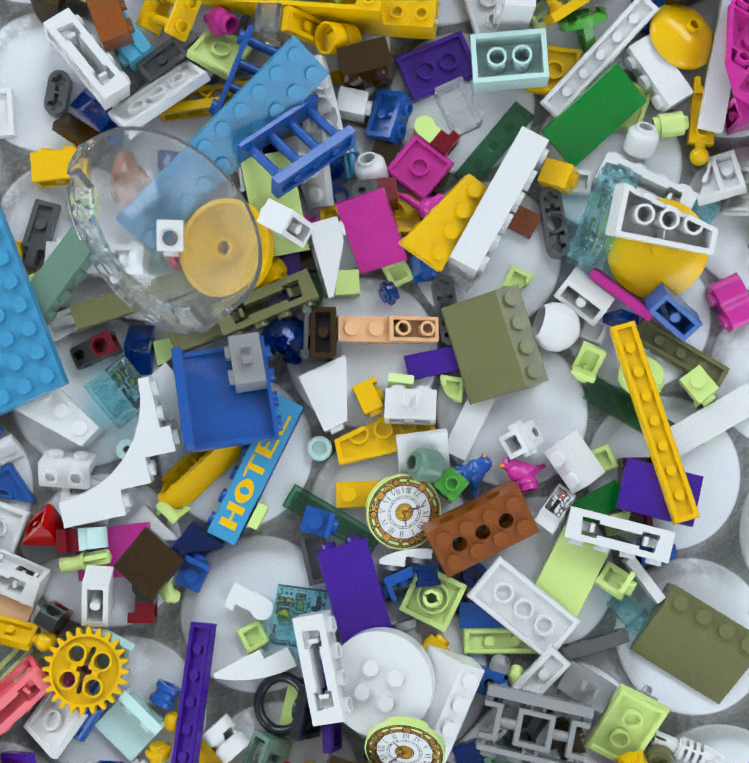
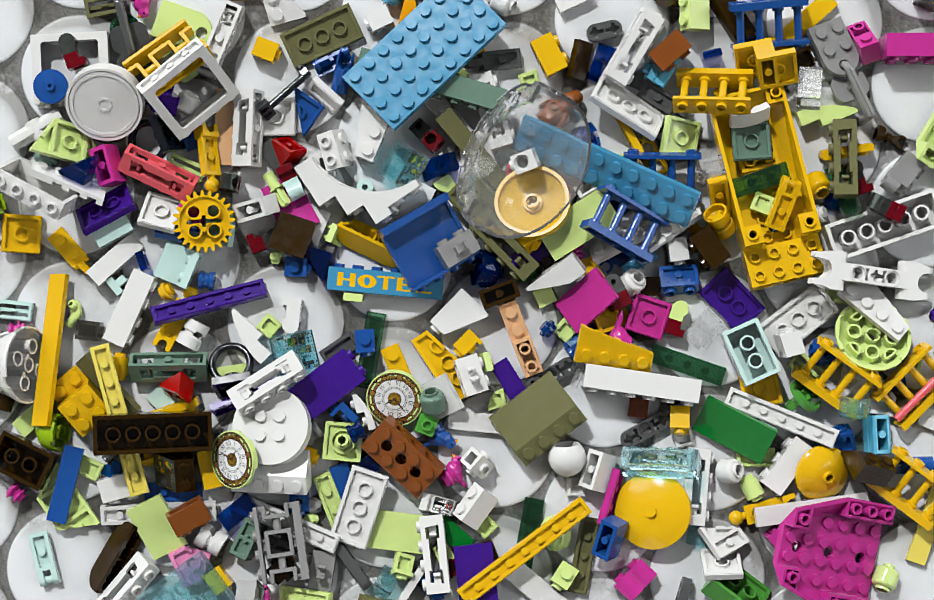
camera: 70 degrees right, 5 degrees up
(221, 21) = (701, 130): dark pink rock -> none
(285, 223) = (563, 239): white brick -> none
(305, 352) = (479, 286): dark grey hinge -> none
(319, 448) = (417, 321): light aqua tile -> none
(517, 276) = (594, 417): yellowish green tile -> none
(587, 362) = (551, 490): yellowish green bracket -> none
(619, 317) = (592, 502): clear blue tile -> none
(650, 221) = (662, 494): white wedge -> none

